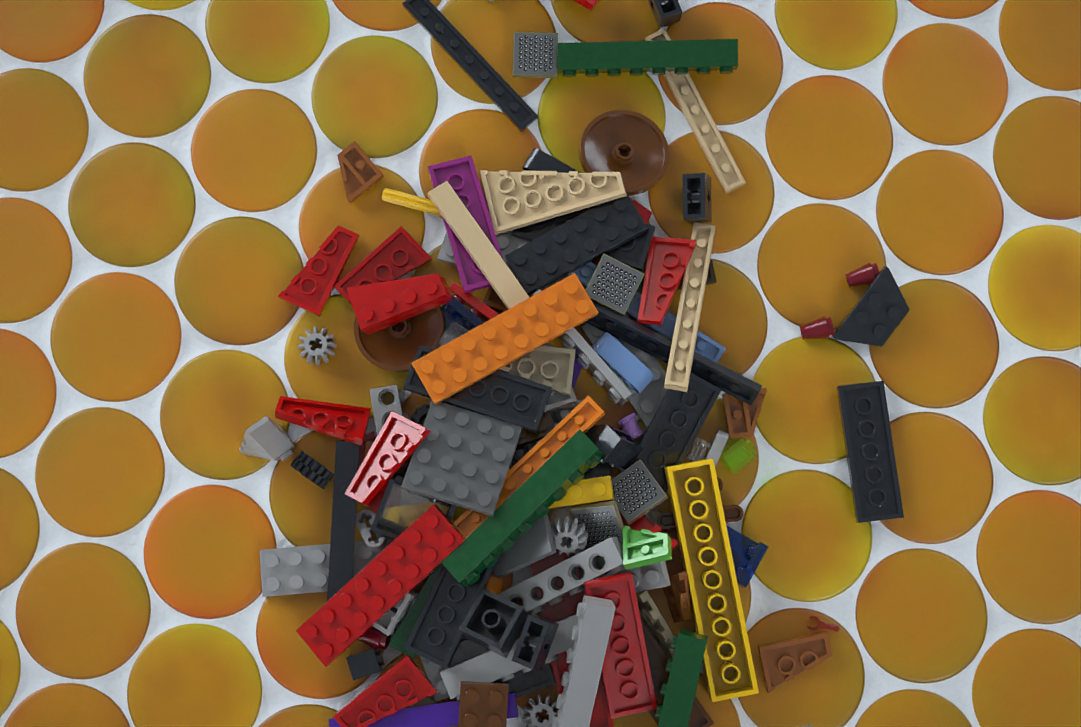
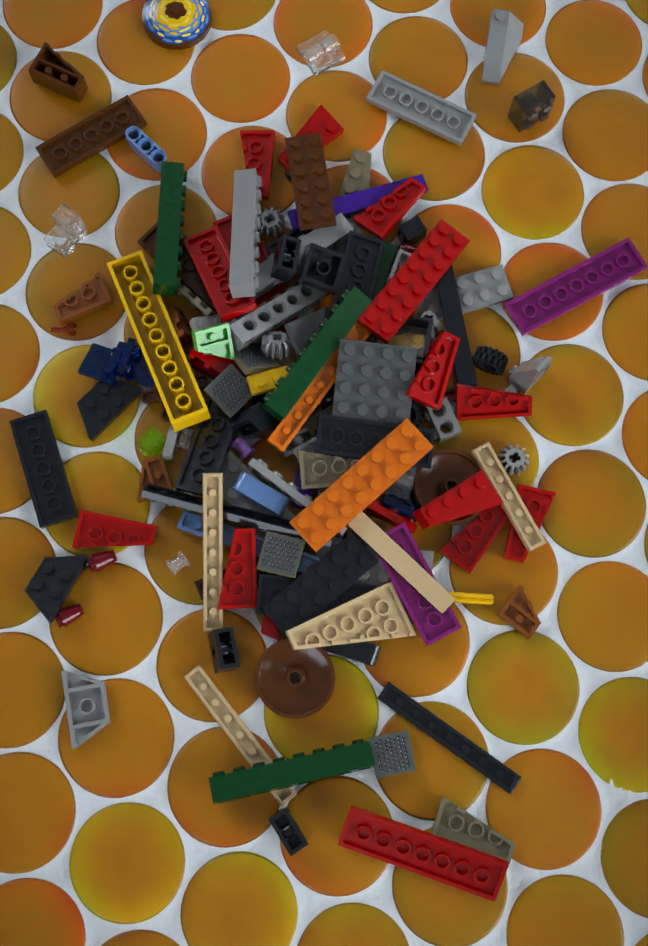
camera: 170 degrees right, 5 degrees down
(178, 547) = (575, 286): none -> magenta plate
(335, 301) = (512, 502): none -> tan tile
(731, 308) = (177, 563): none -> clear bush
(782, 567) = (102, 362): none -> clear blue bracket
(785, 518) = (105, 404): none -> black wing
(808, 363) = (107, 531): none -> red wing
(858, 174) = (85, 706): none -> light grey wing

